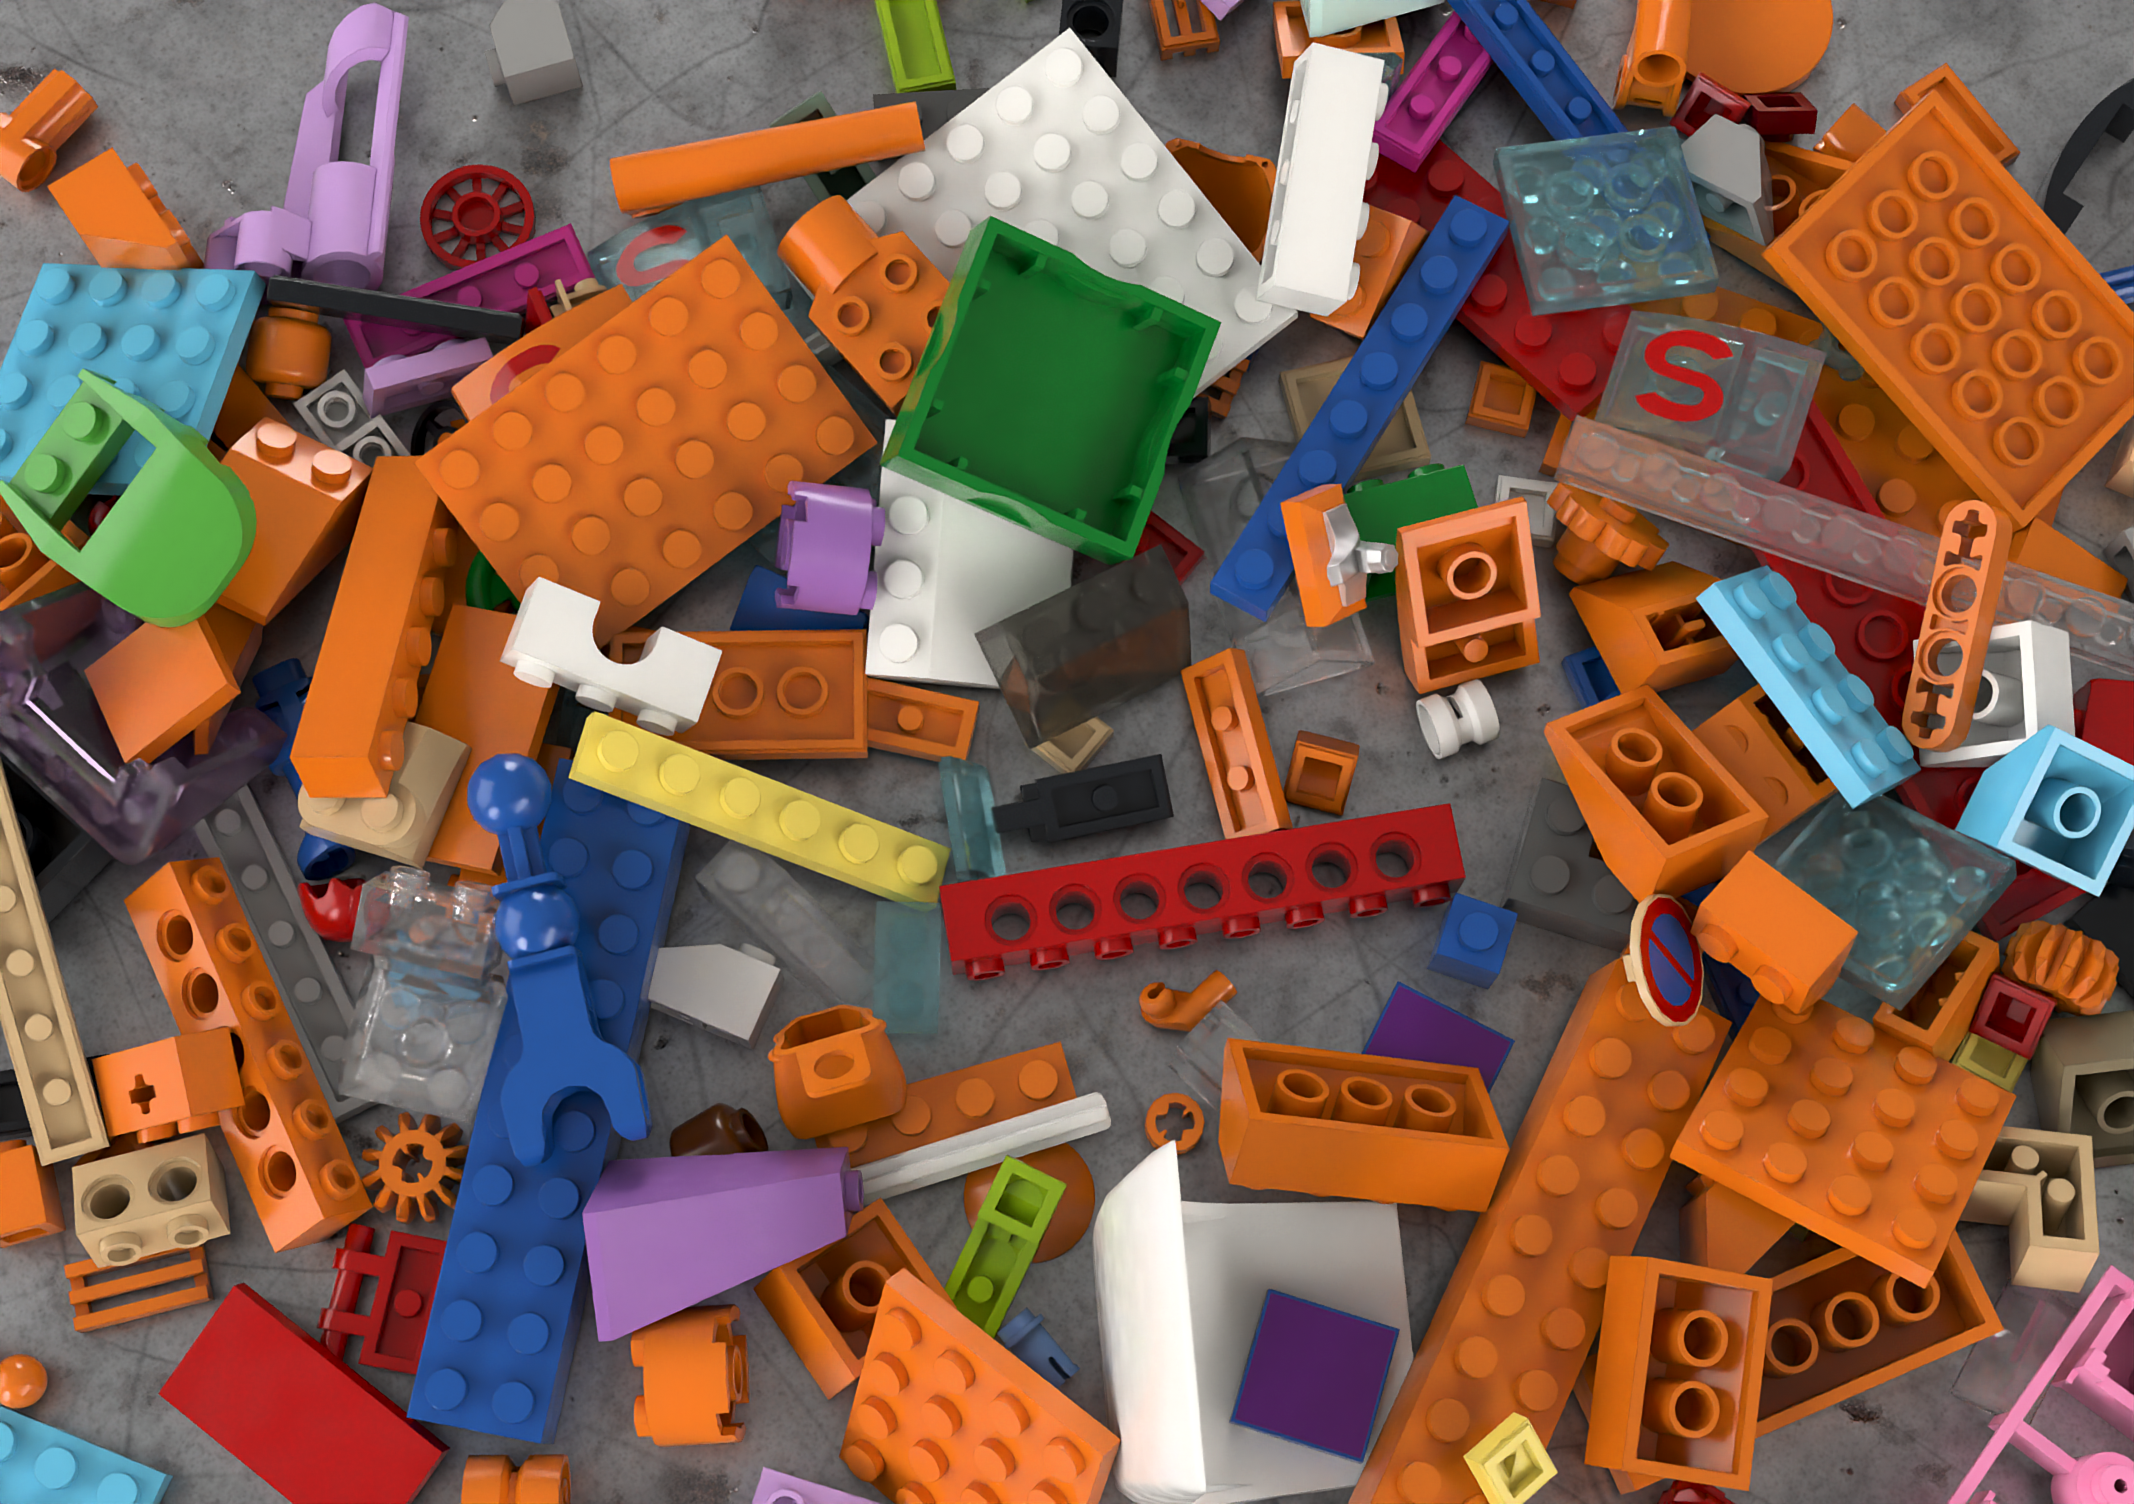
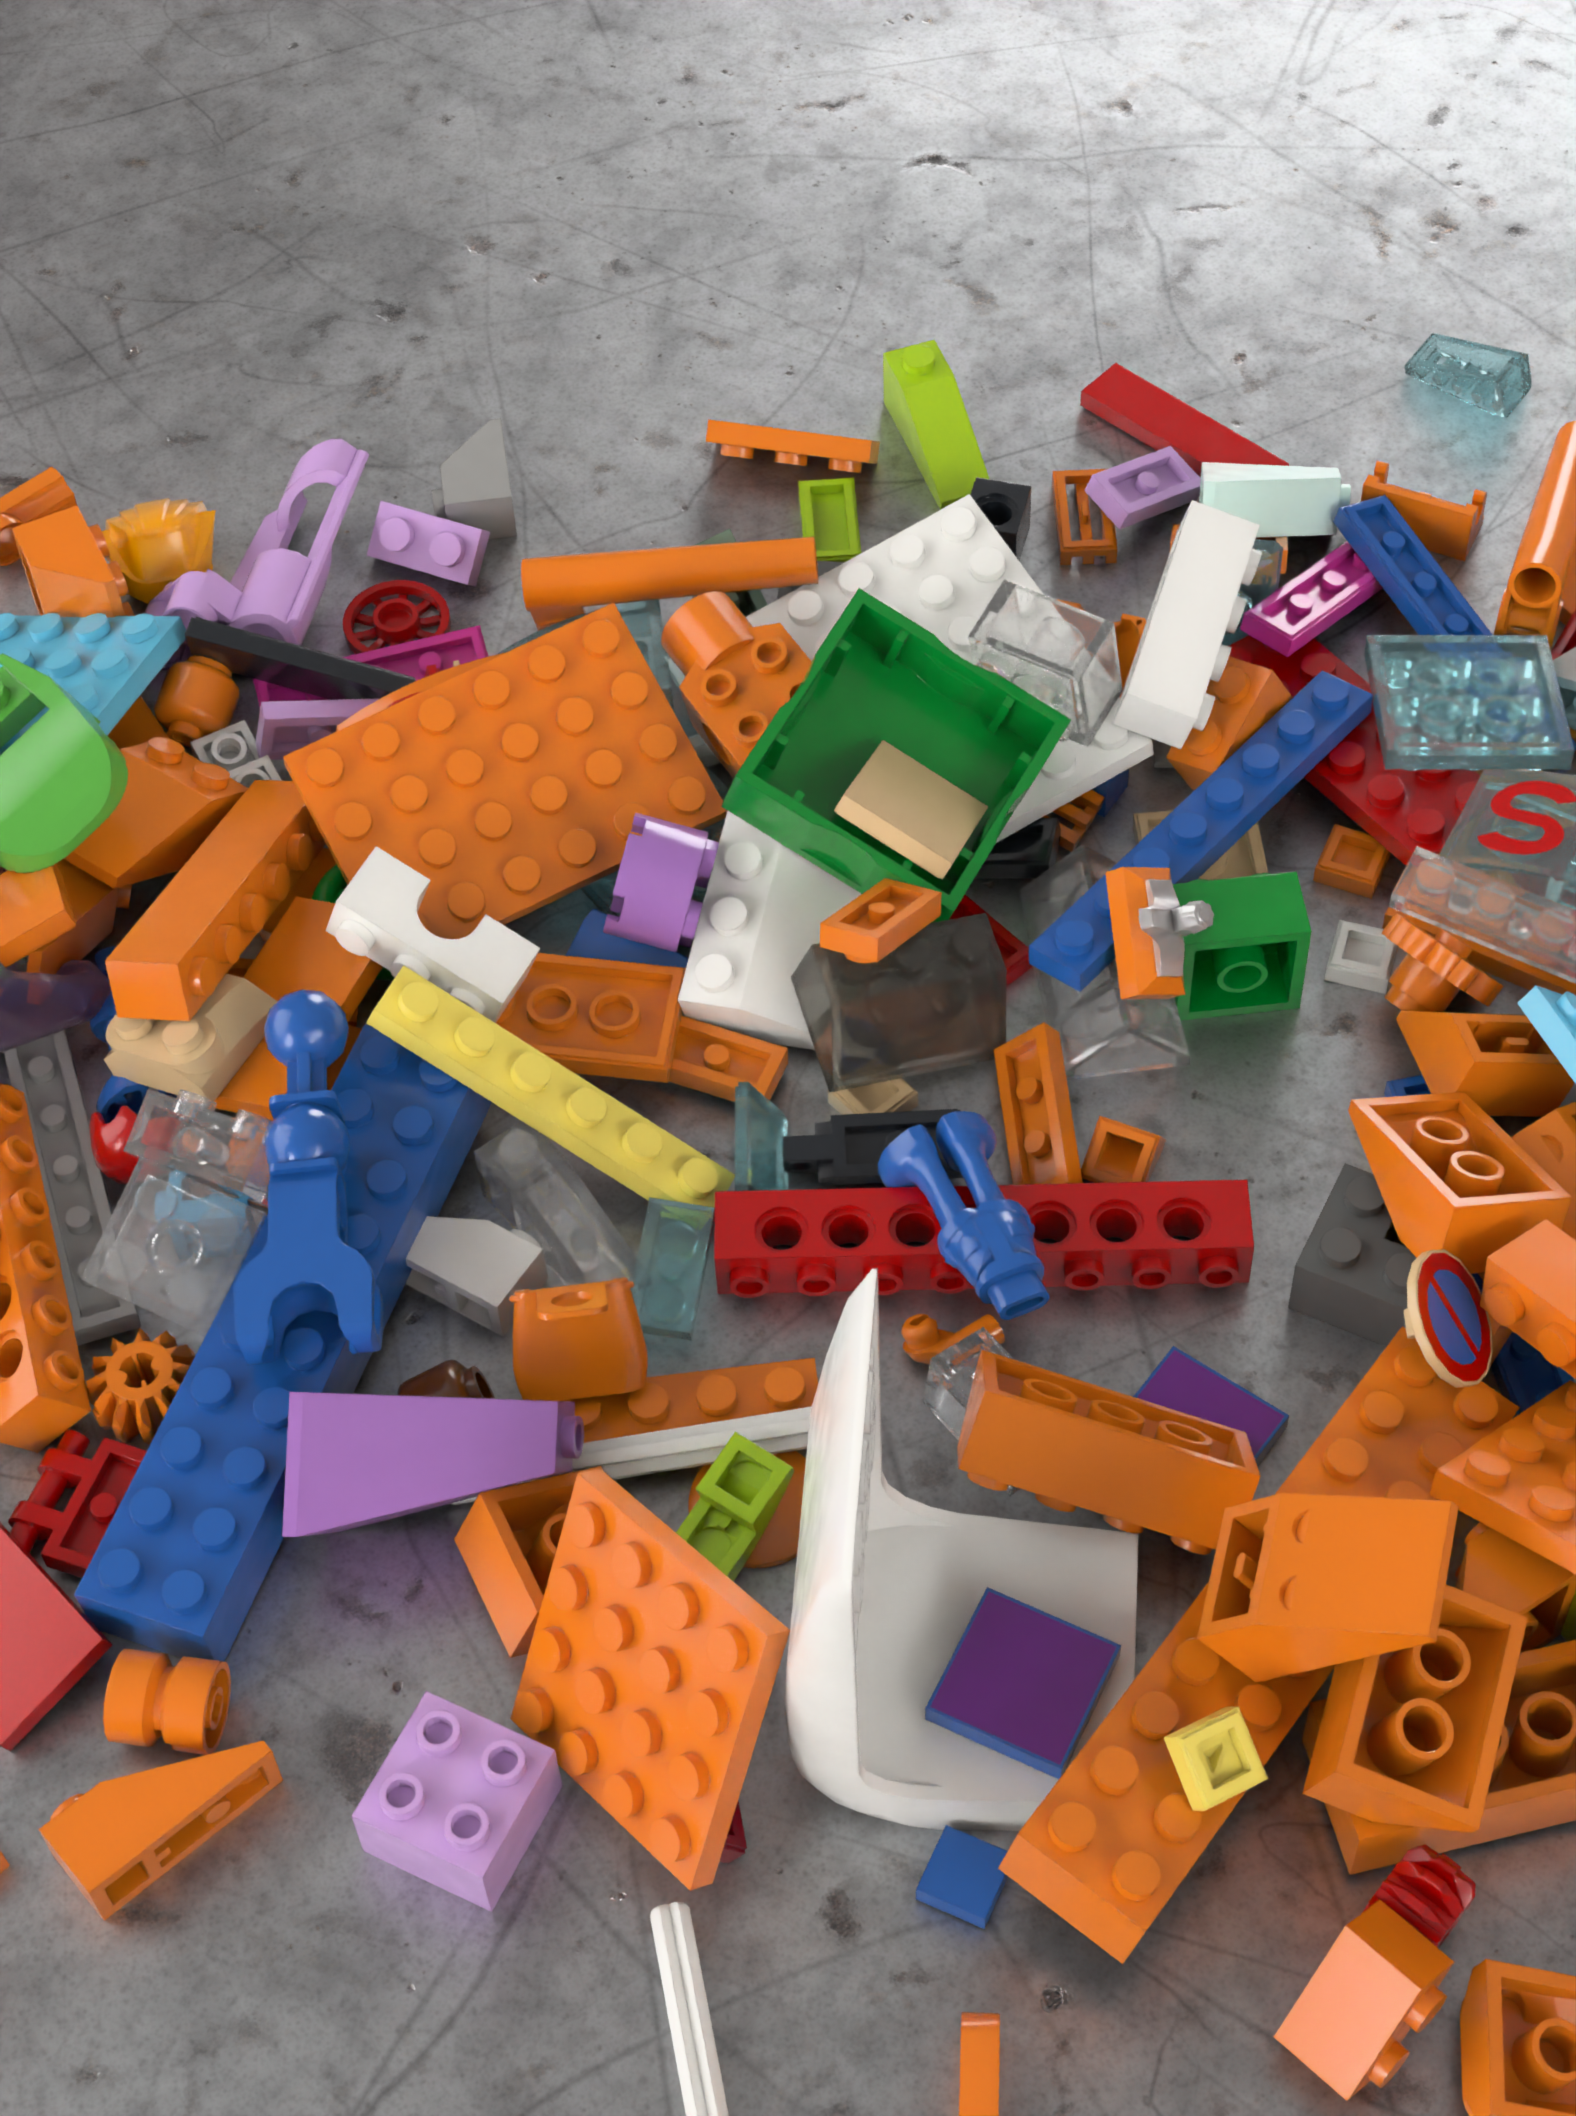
camera: 15 degrees right, 20 degrees down
(202, 152) = (160, 543): none -> light orange hair
(493, 118) = (428, 543): none -> lavender plate
(691, 1377) = (371, 1602): orange brick -> none
(1065, 591) = (880, 920): none -> orange plate
(1074, 448) = (911, 809): none -> tan tile
(1159, 1111) = (903, 1440): orange bush -> none
(1186, 252) = (1052, 654): none -> clear brick
(1211, 919) = (985, 1243): none -> blue piece
(1458, 719) = (1268, 1118): white wheel -> none
(1467, 595) = (1286, 988): orange slope -> none
(1472, 941) = (1254, 1314): blue brick -> none
(1599, 1291) = (1325, 1580): none -> orange slope

